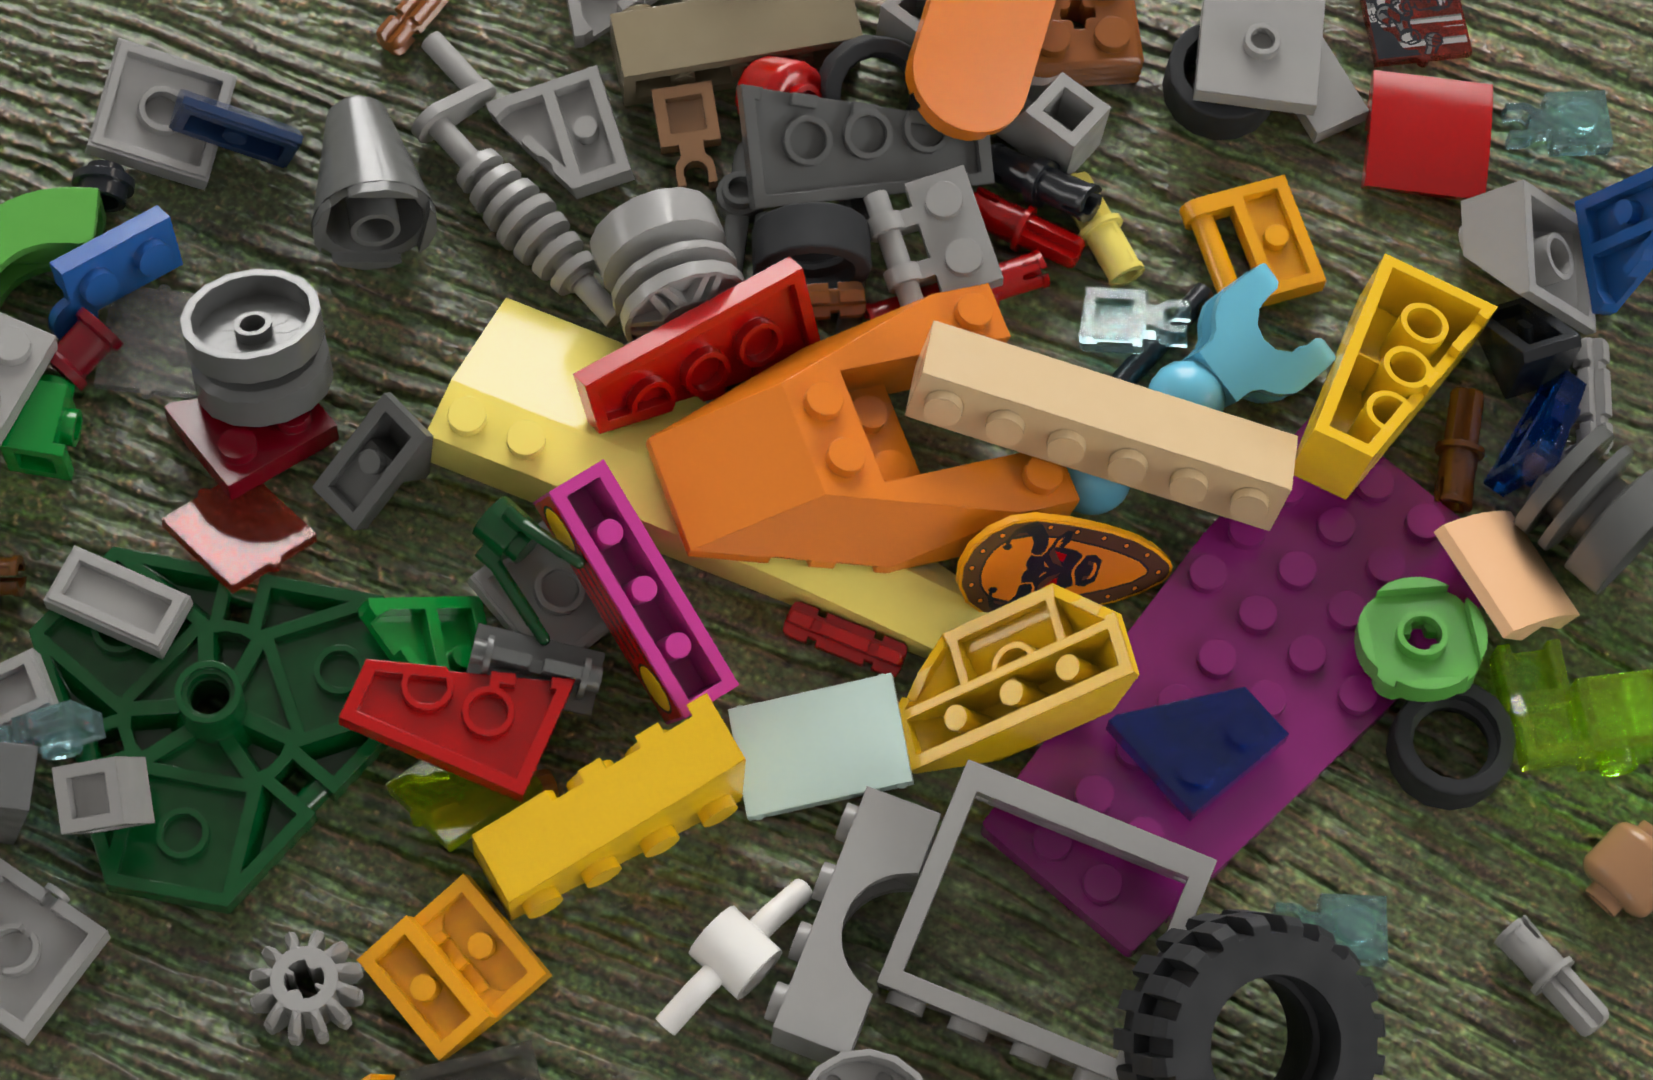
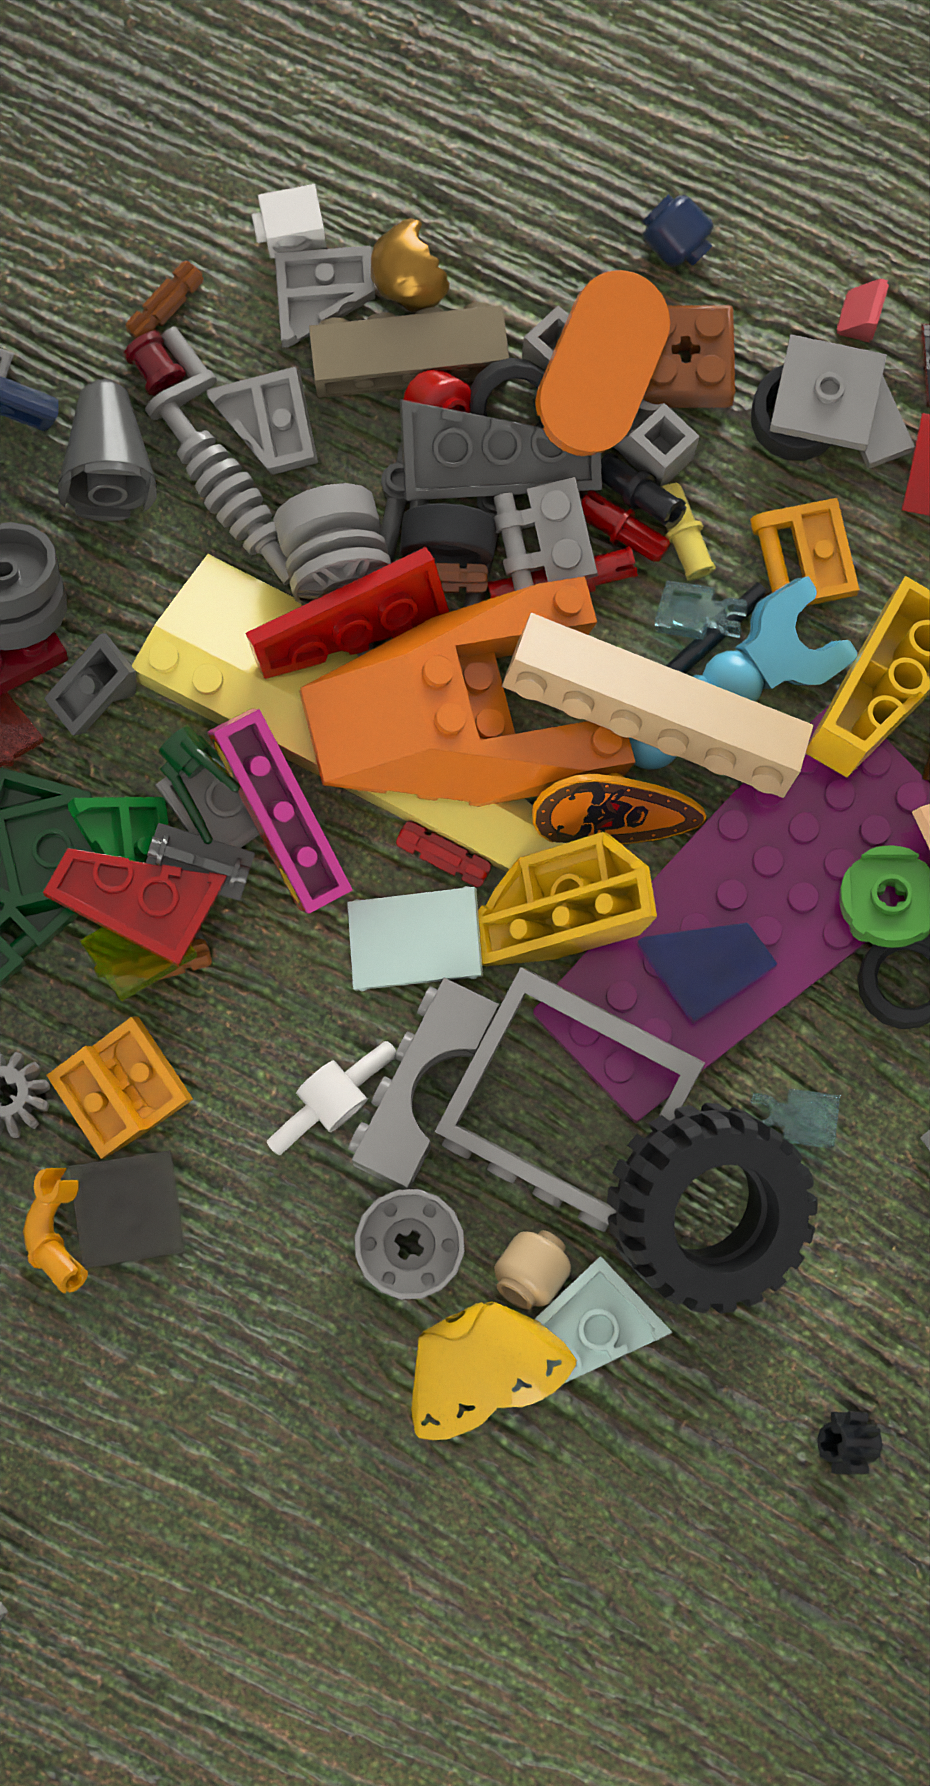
camera: 15 degrees right, 10 degrees up
(415, 73) = (153, 363): none -> dark red bush
(613, 813) = (247, 981): yellow wedge -> none
(687, 125) = (363, 420): medium nougat plate -> none

